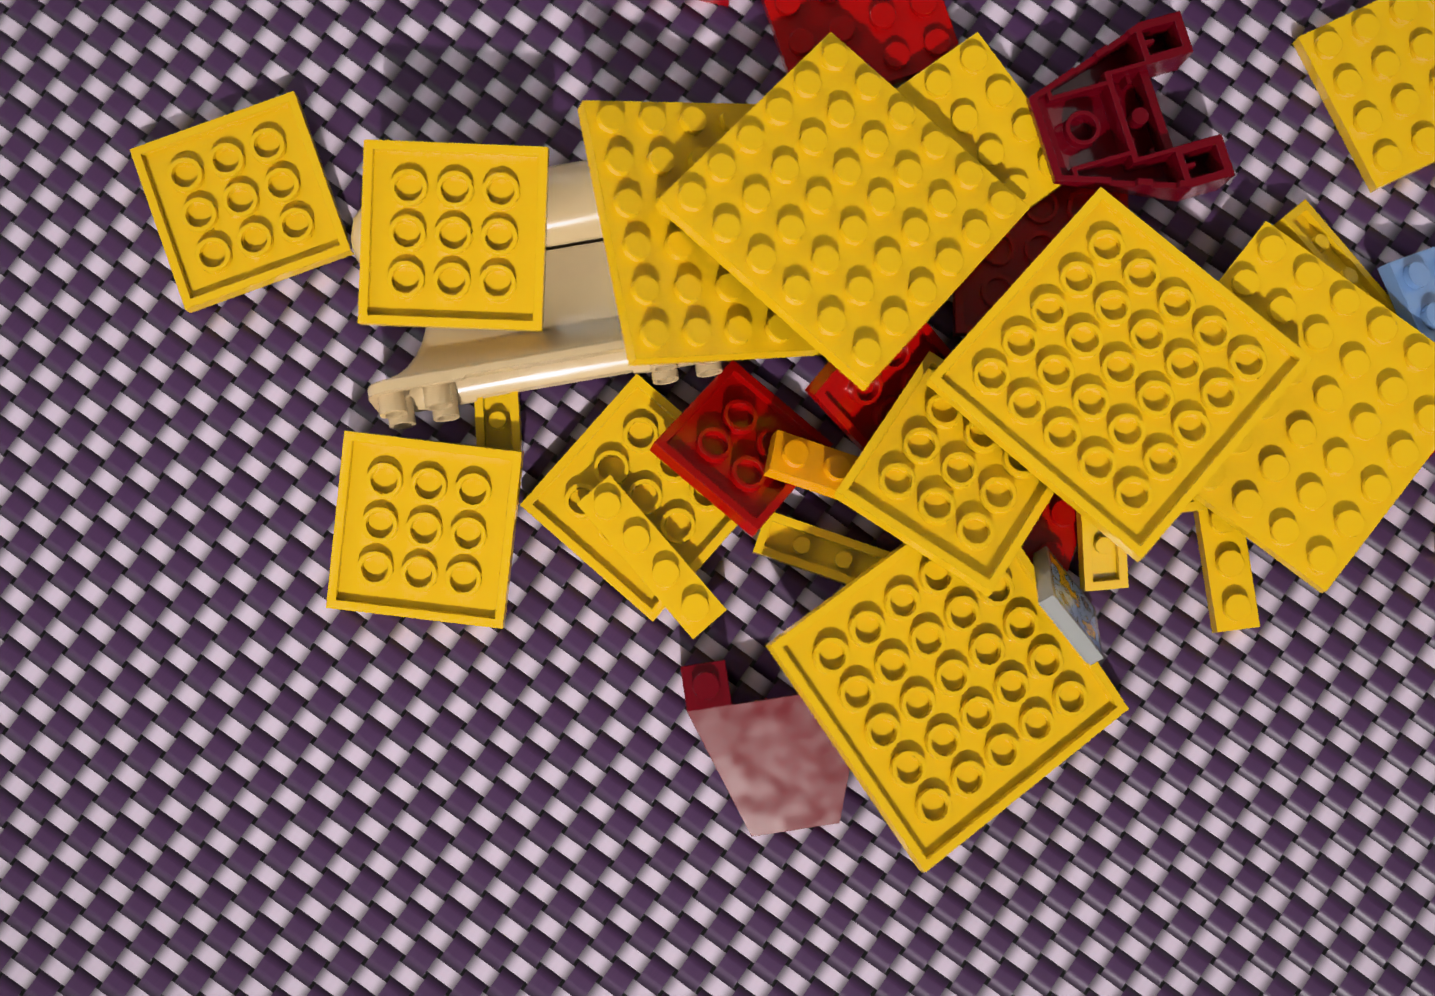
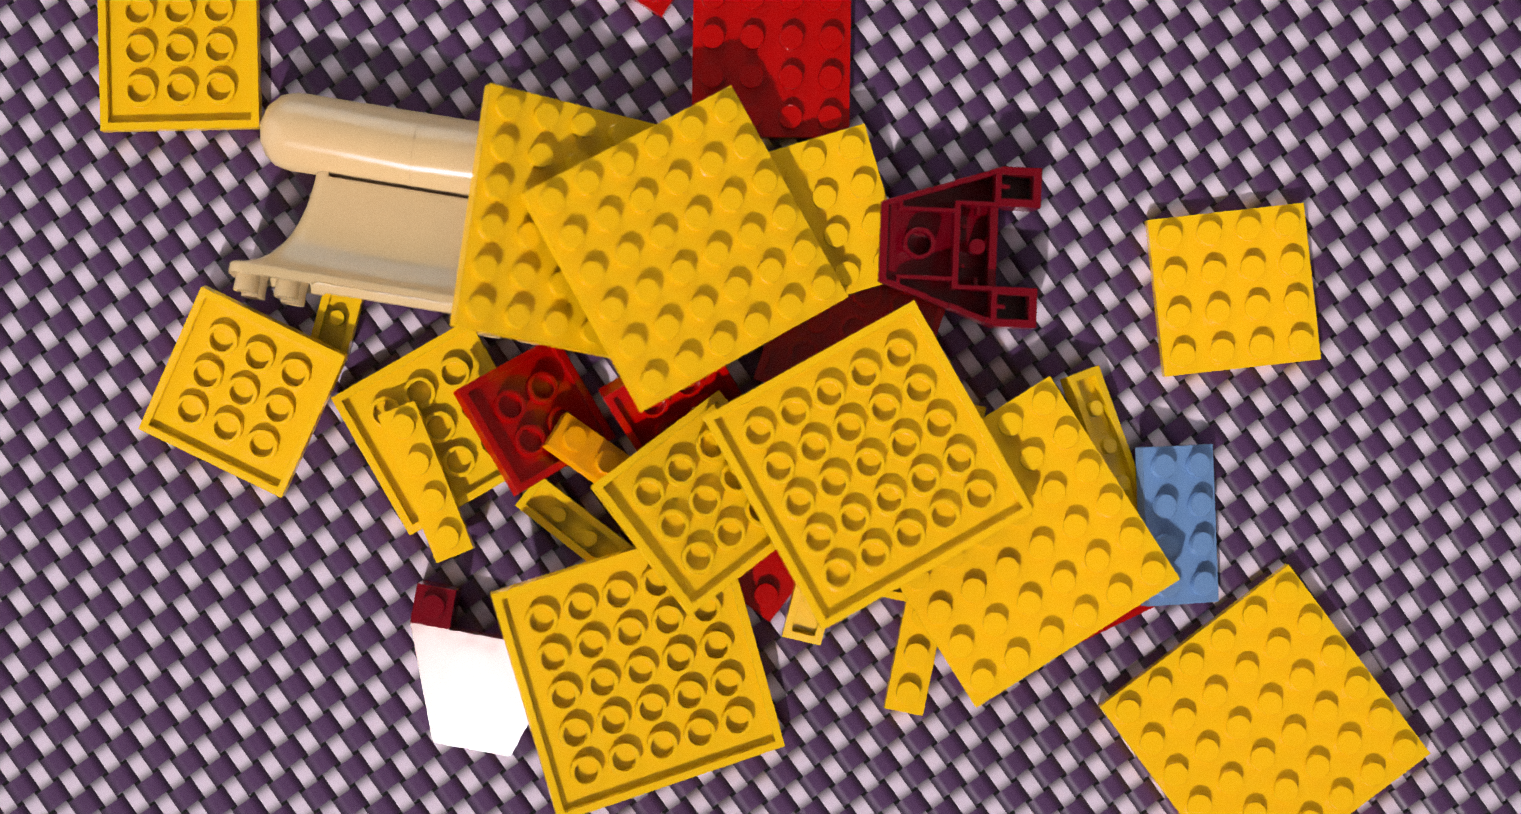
camera: 25 degrees right, 5 degrees up
(453, 235) = (344, 158): yellow plate -> none
(1067, 606) = (758, 644): light grey tile -> none

